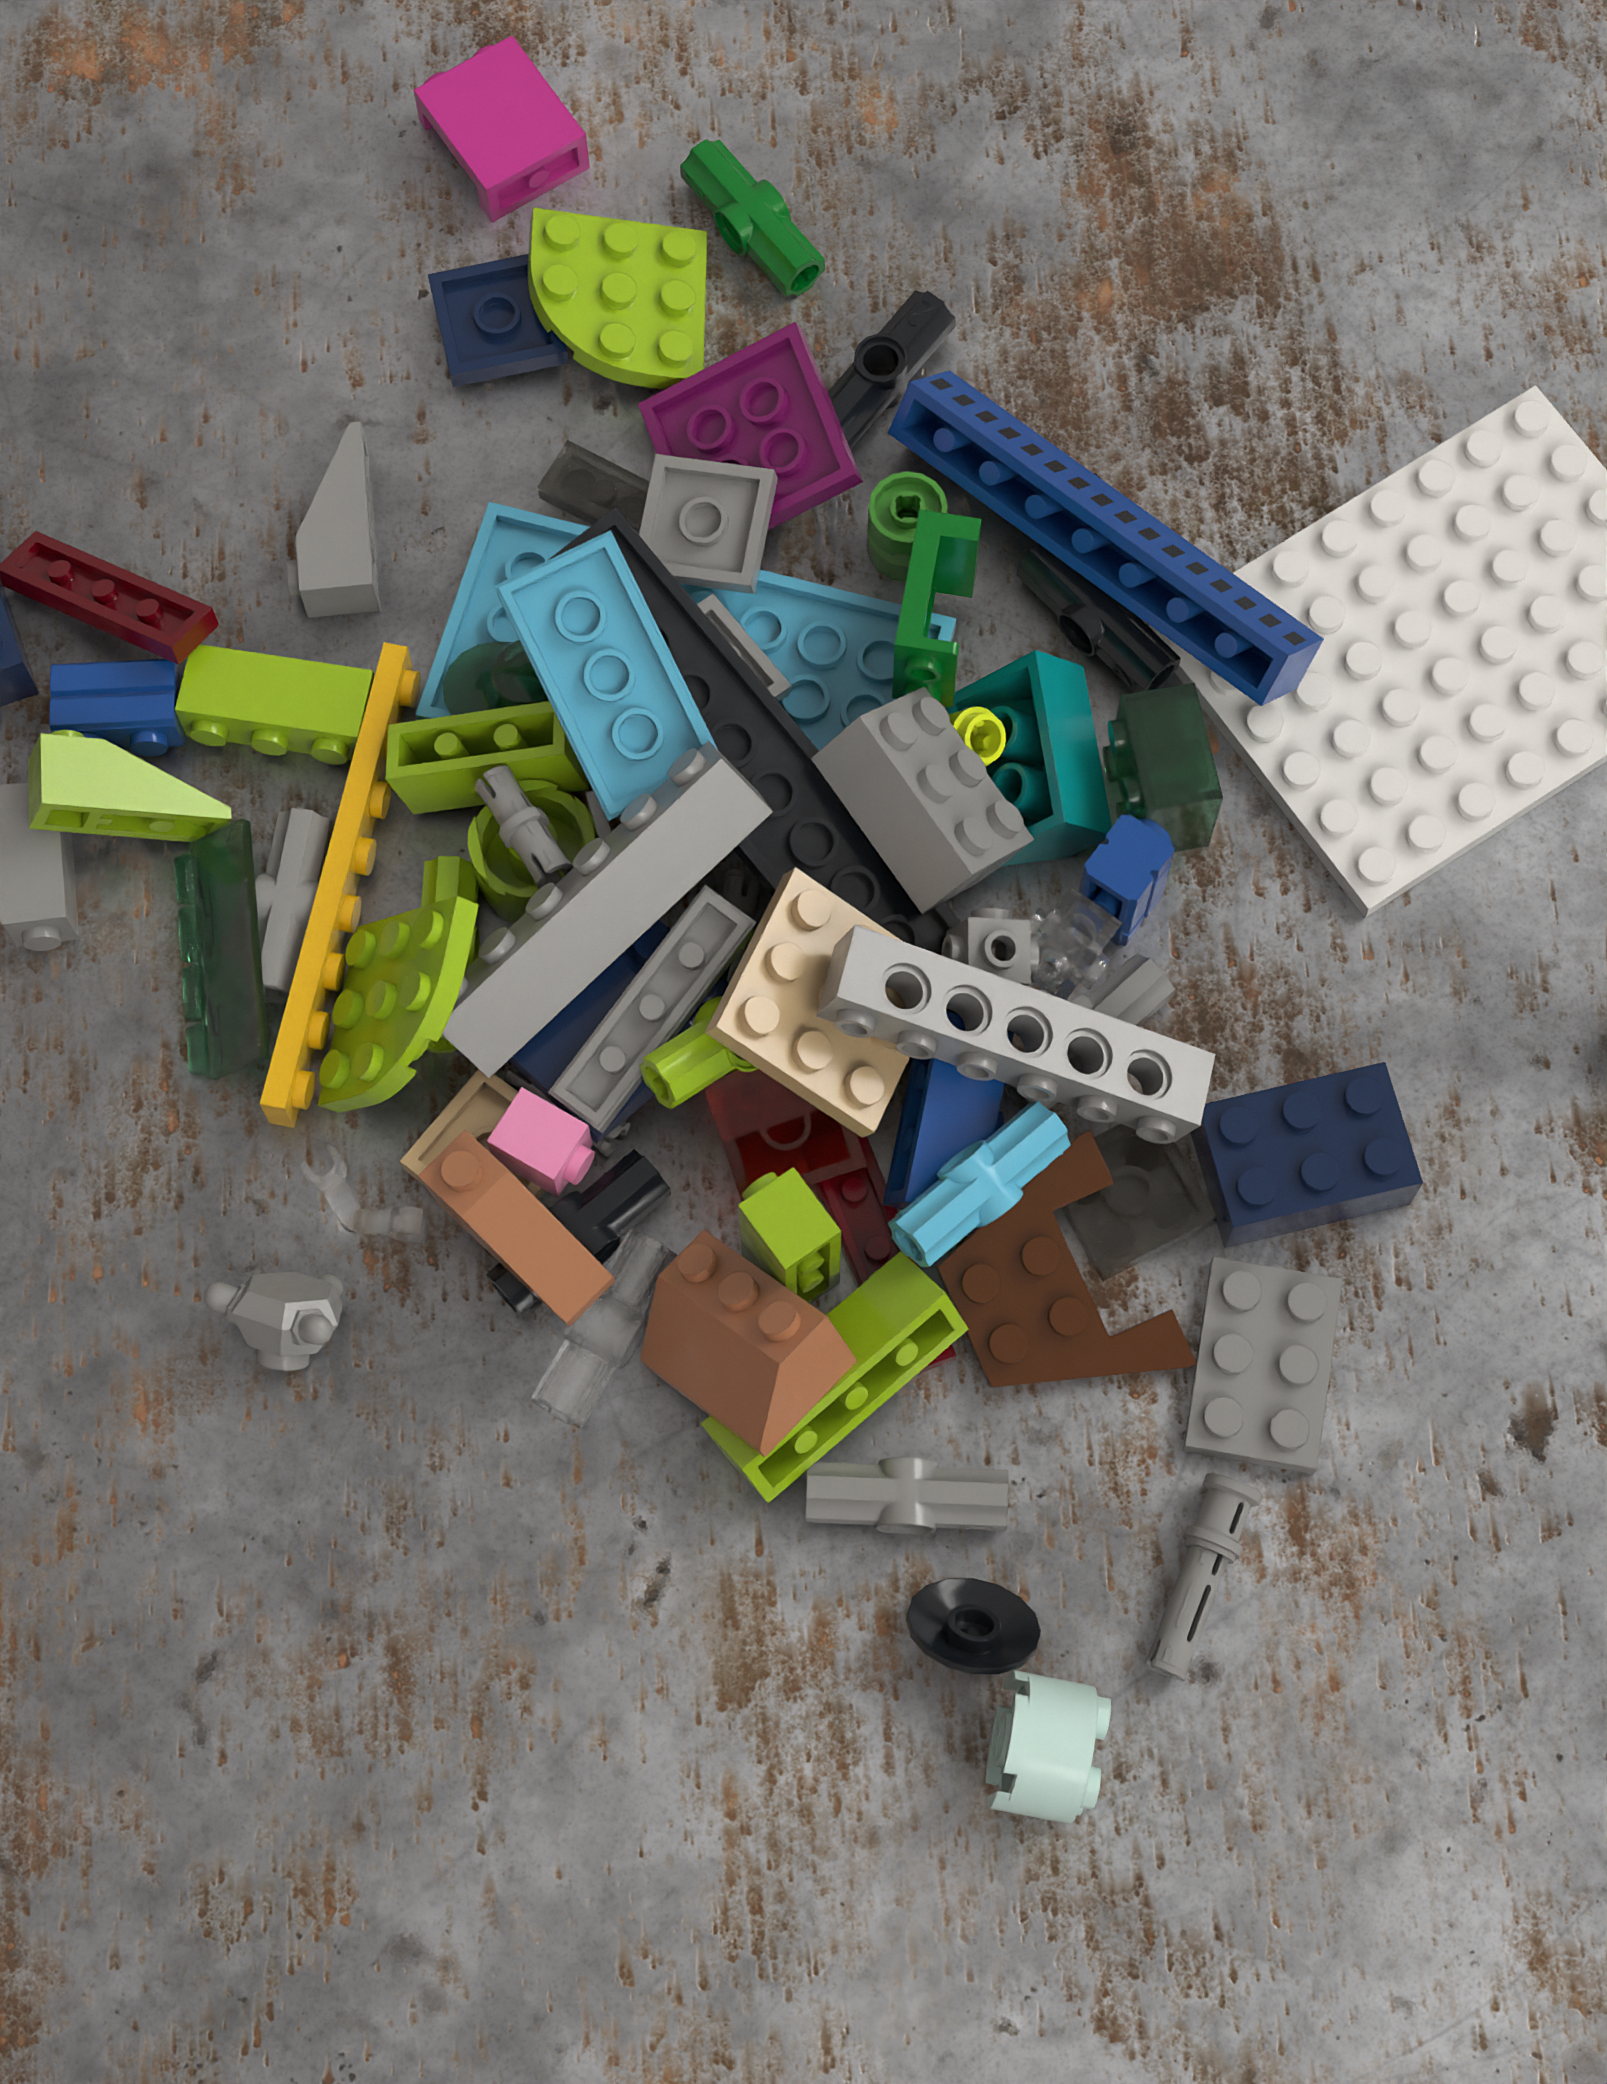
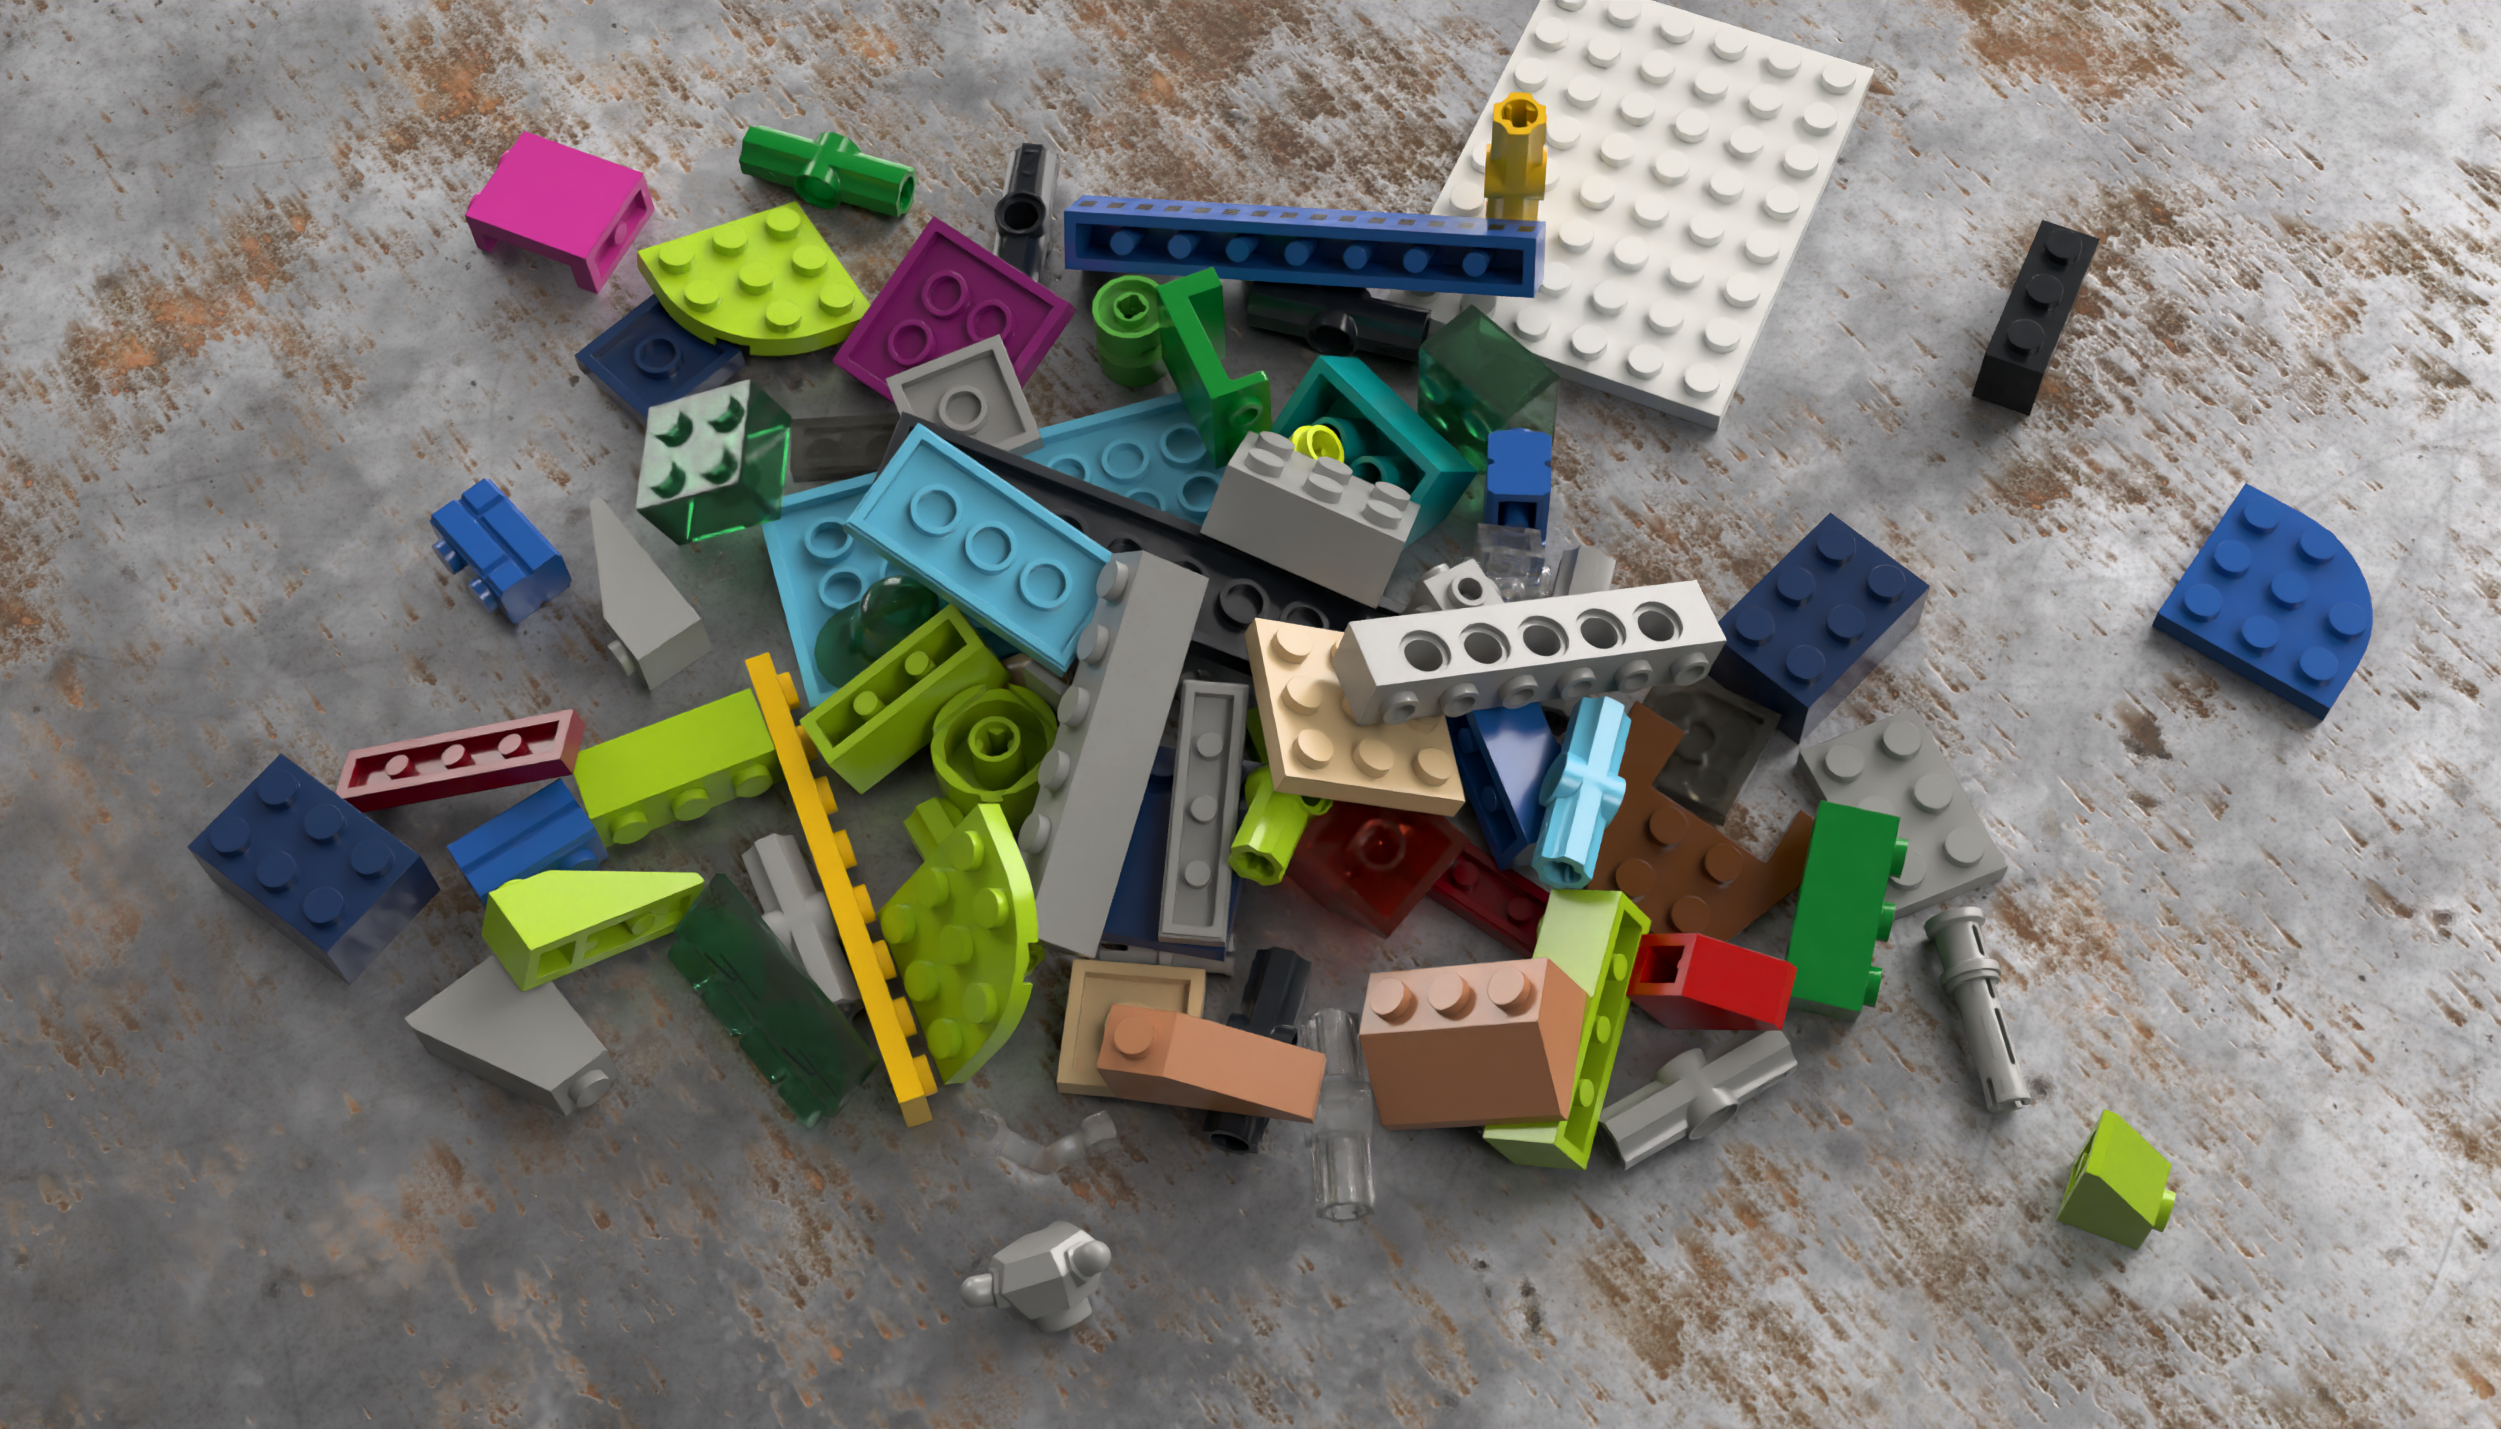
camera: 30 degrees left, 10 degrees down
(257, 422) = (499, 551): none -> blue brick
(473, 445) = (714, 463): none -> clear green brick
(523, 826) = (985, 728): light grey pin -> none
(542, 1143) = (1182, 977): bright pink brick -> none
(790, 1234) = (1456, 913): lime brick -> none
(973, 1626) = (1831, 1163): black dish -> none
(975, 1414) = (1709, 984): none -> red slope
(1046, 1748) = (1970, 1220): light aqua brick -> none
(1134, 1421) = (1843, 910): none -> green brick
(1195, 1800) = (2117, 1185): none -> lime slope
(1324, 571) = (1516, 159): none -> yellow piece

